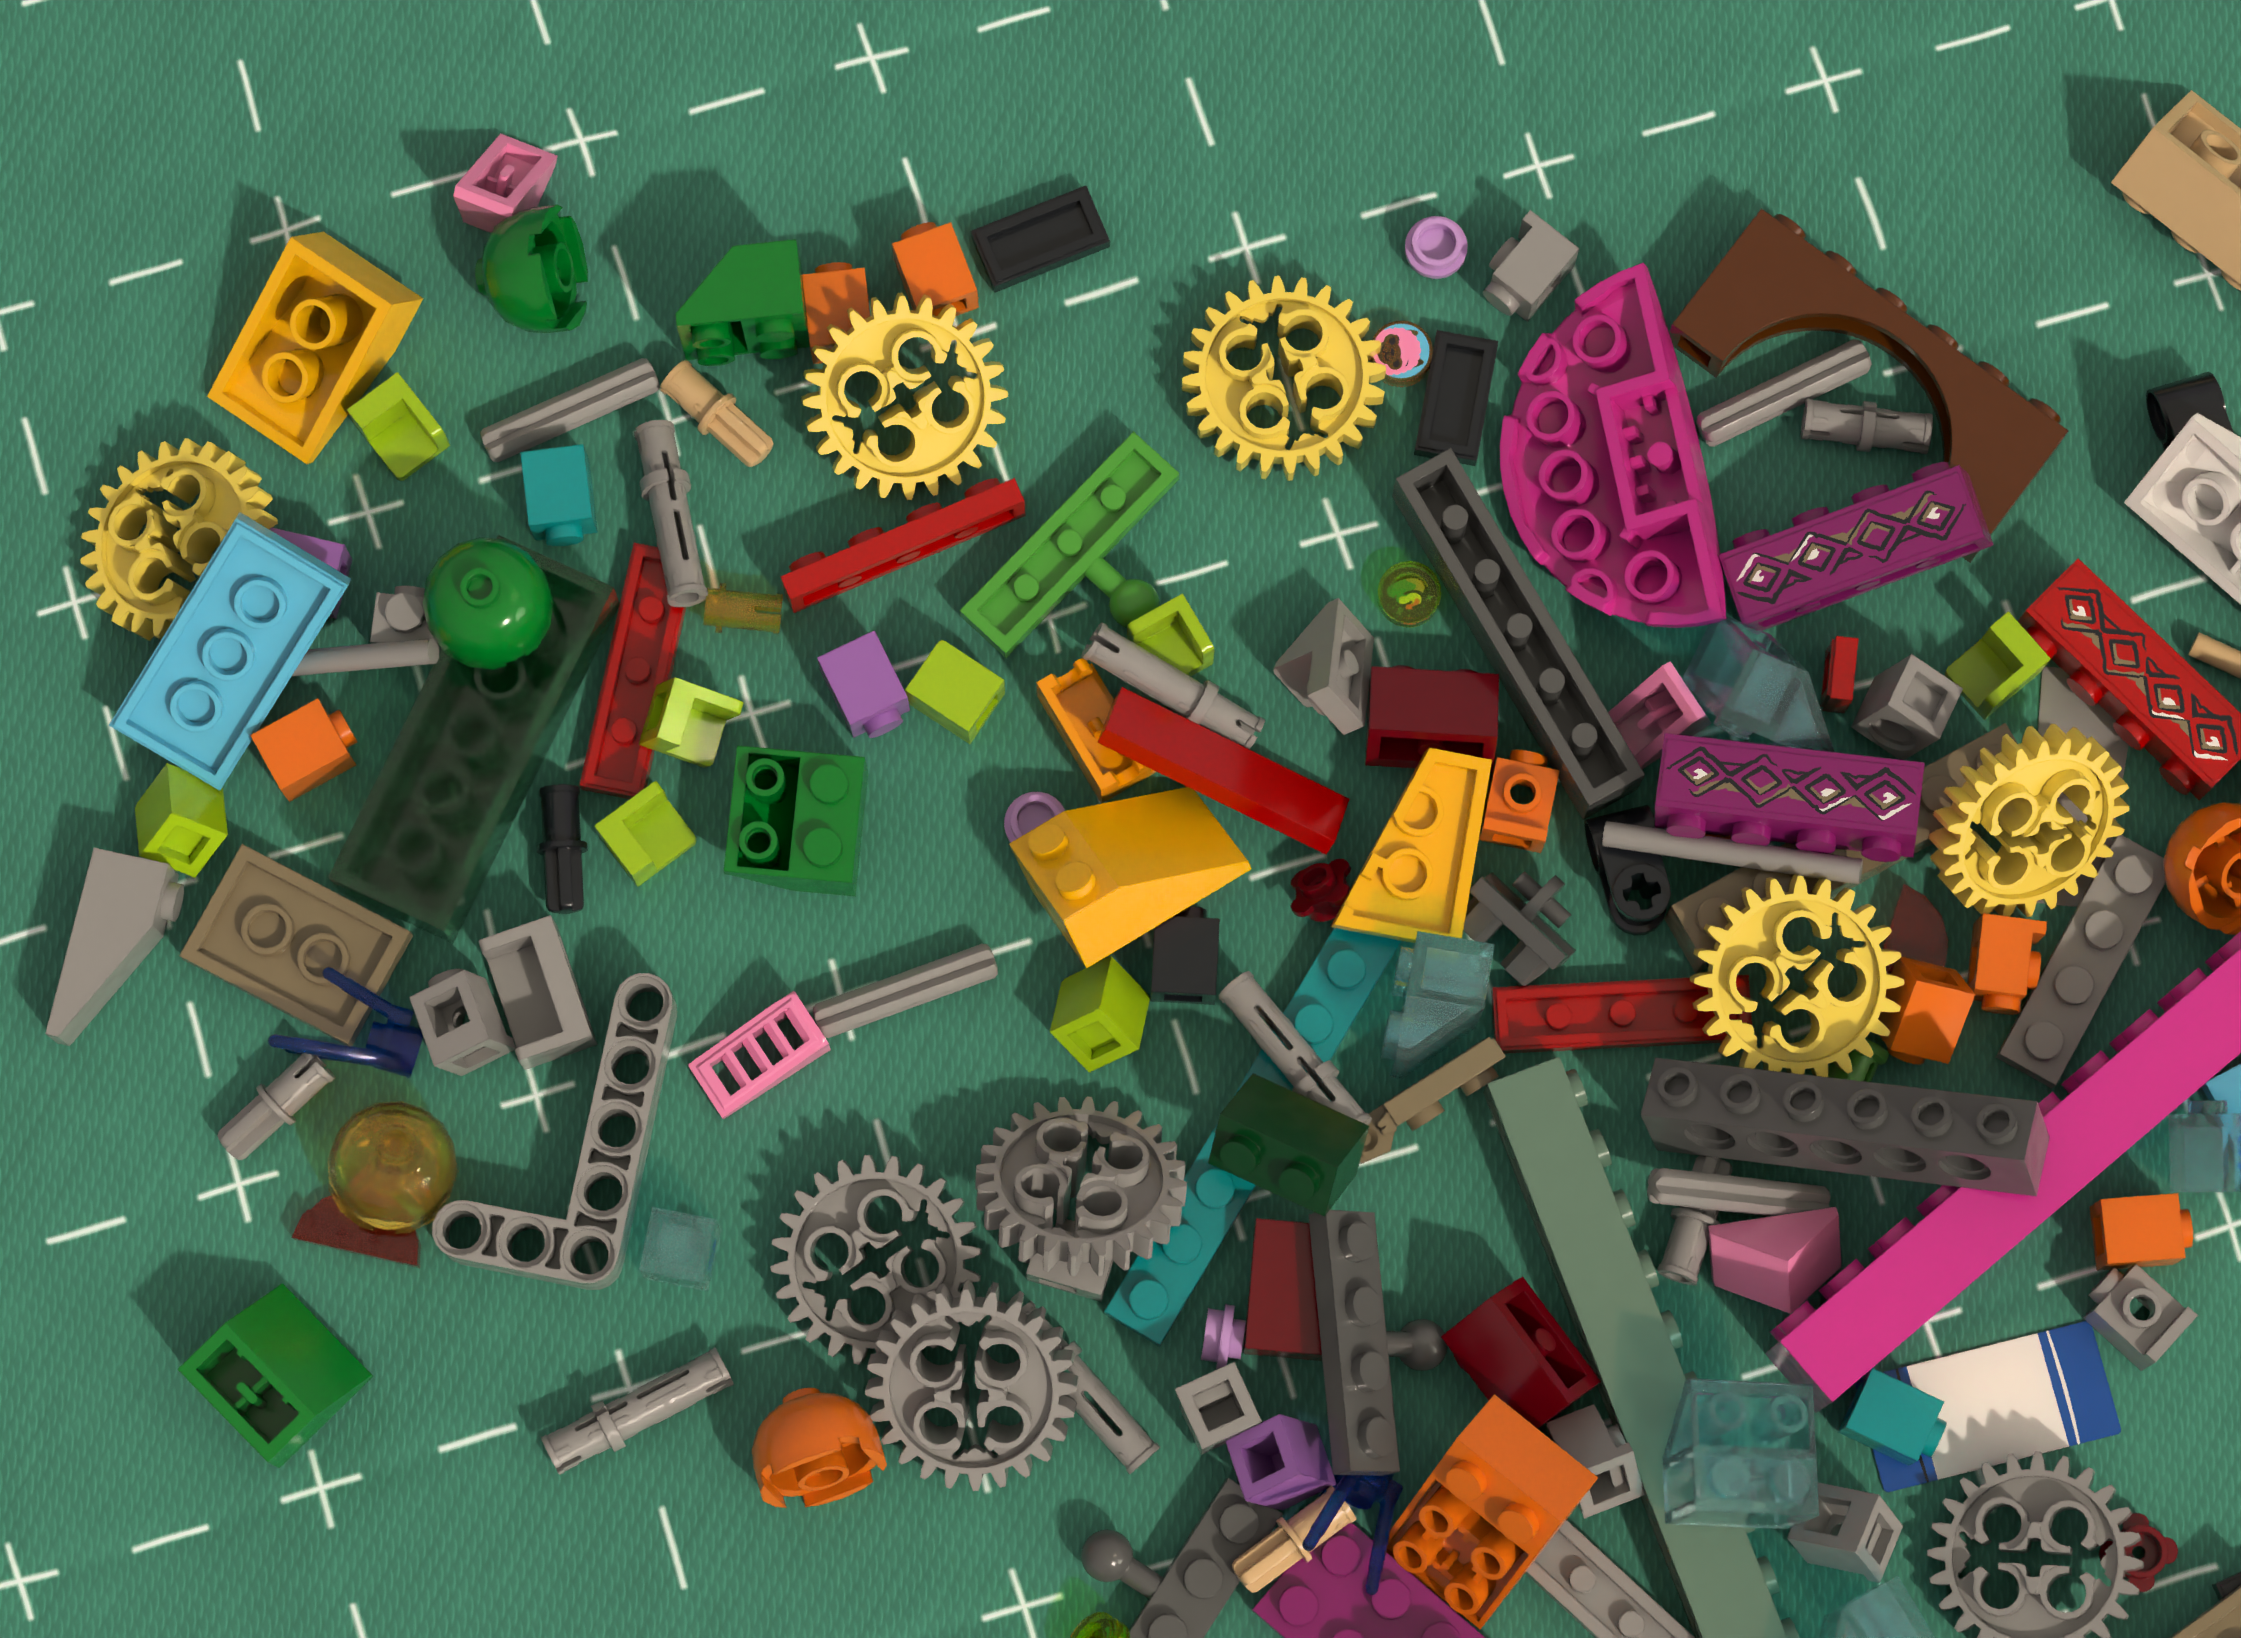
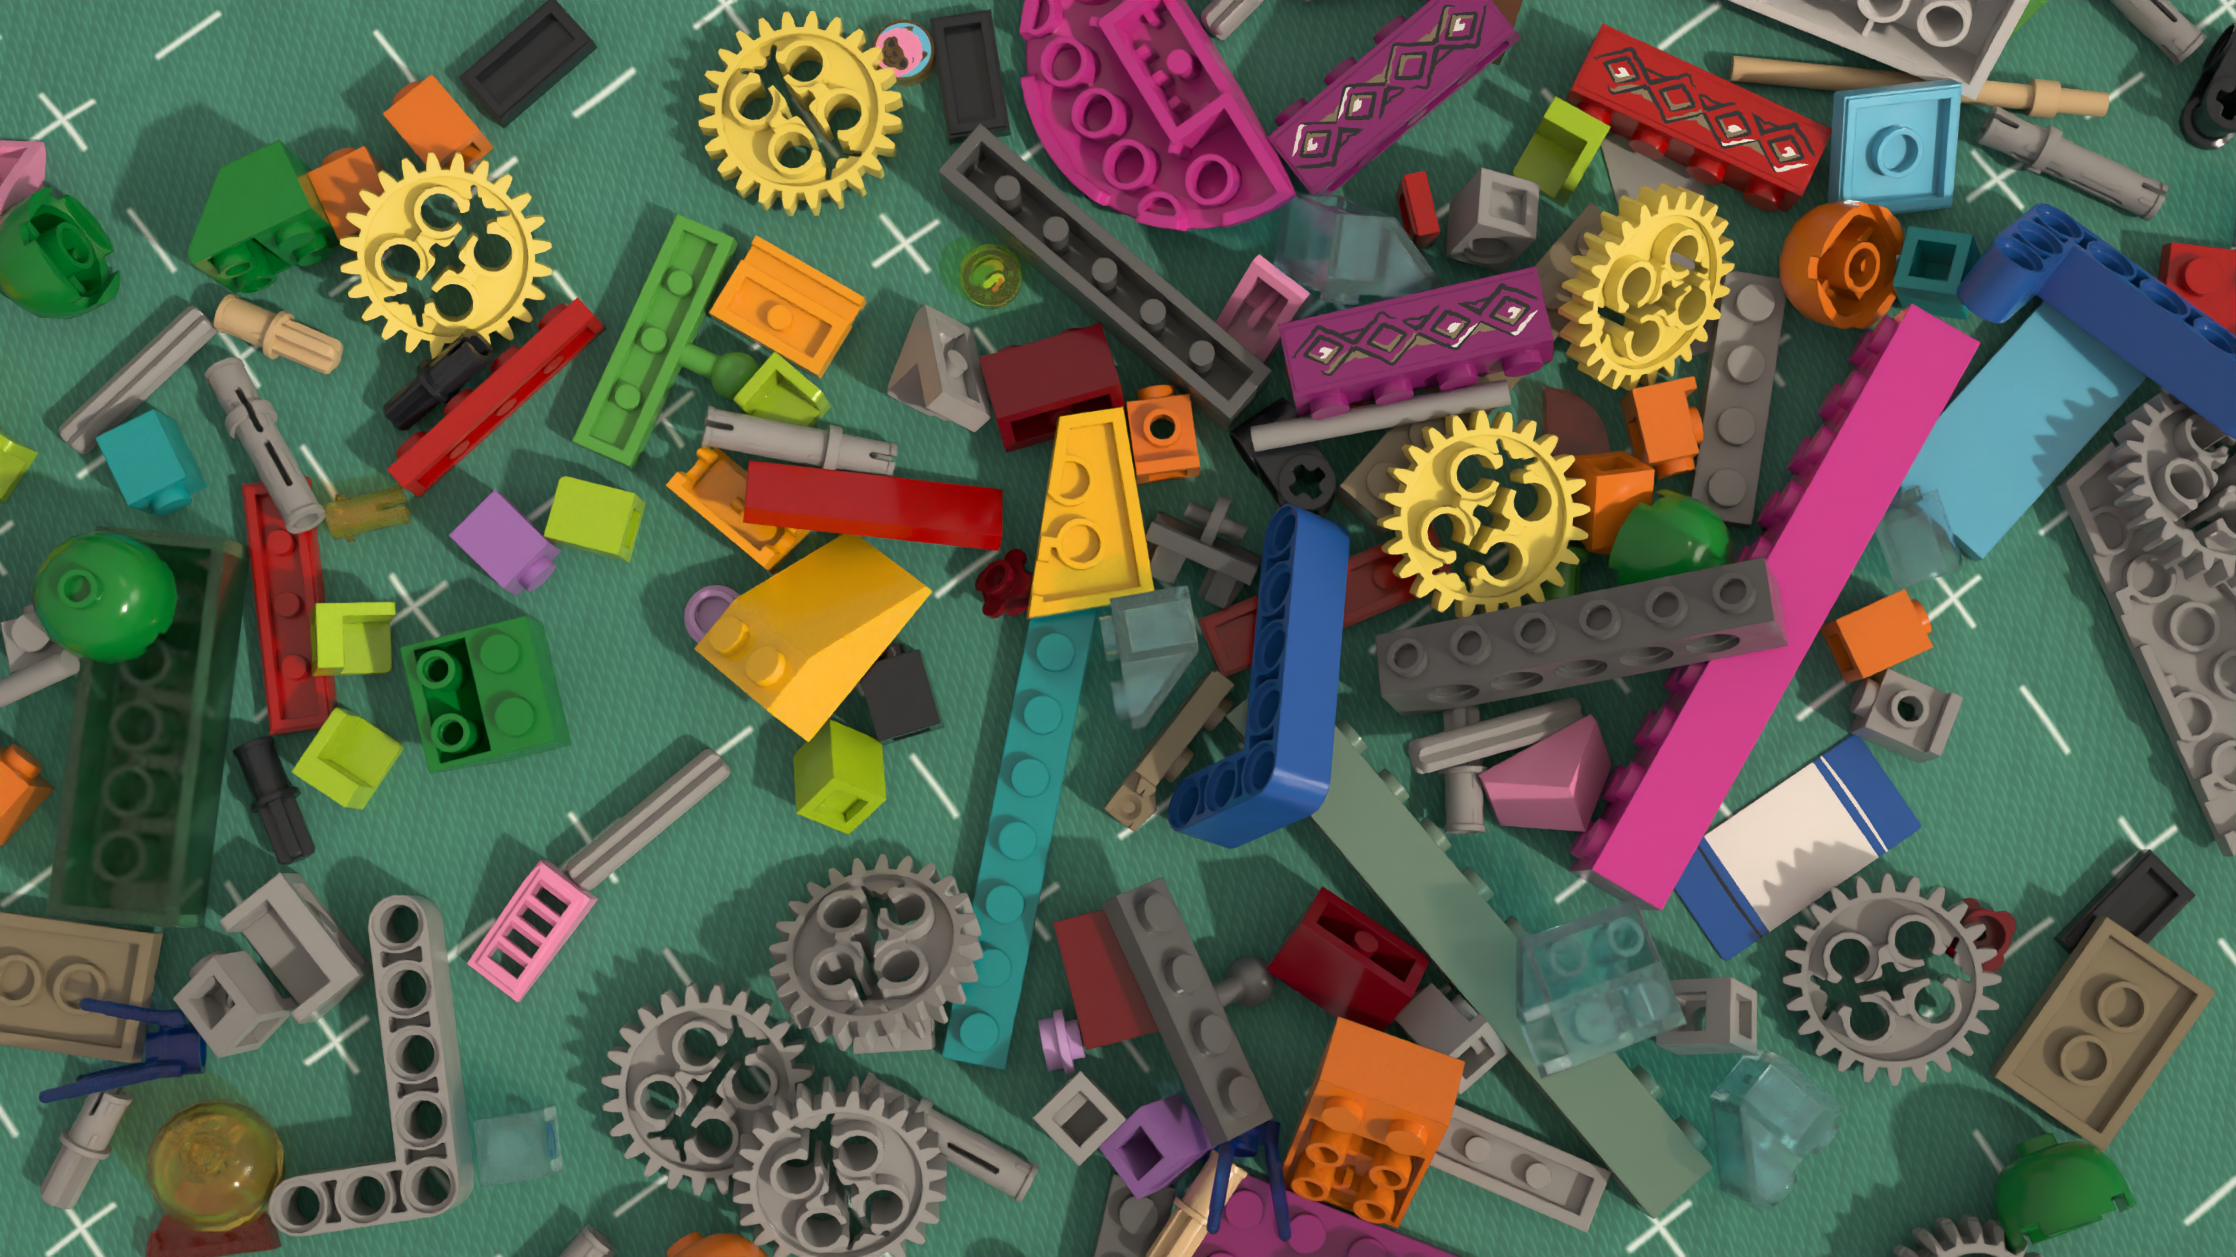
camera: 20 degrees left, 5 degrees up
(855, 509) = (439, 379): none -> black axle
(1206, 556) = (788, 307): none -> light orange plate
(1249, 1001) = (1101, 796): light grey pin -> none
(1288, 1144) = (1058, 845): dark green brick -> none
(1555, 1082) = (1291, 693): none -> blue beam
(1893, 1418) = (1717, 895): teal brick -> none
(1966, 1060) = (1669, 539): none -> green cylinder

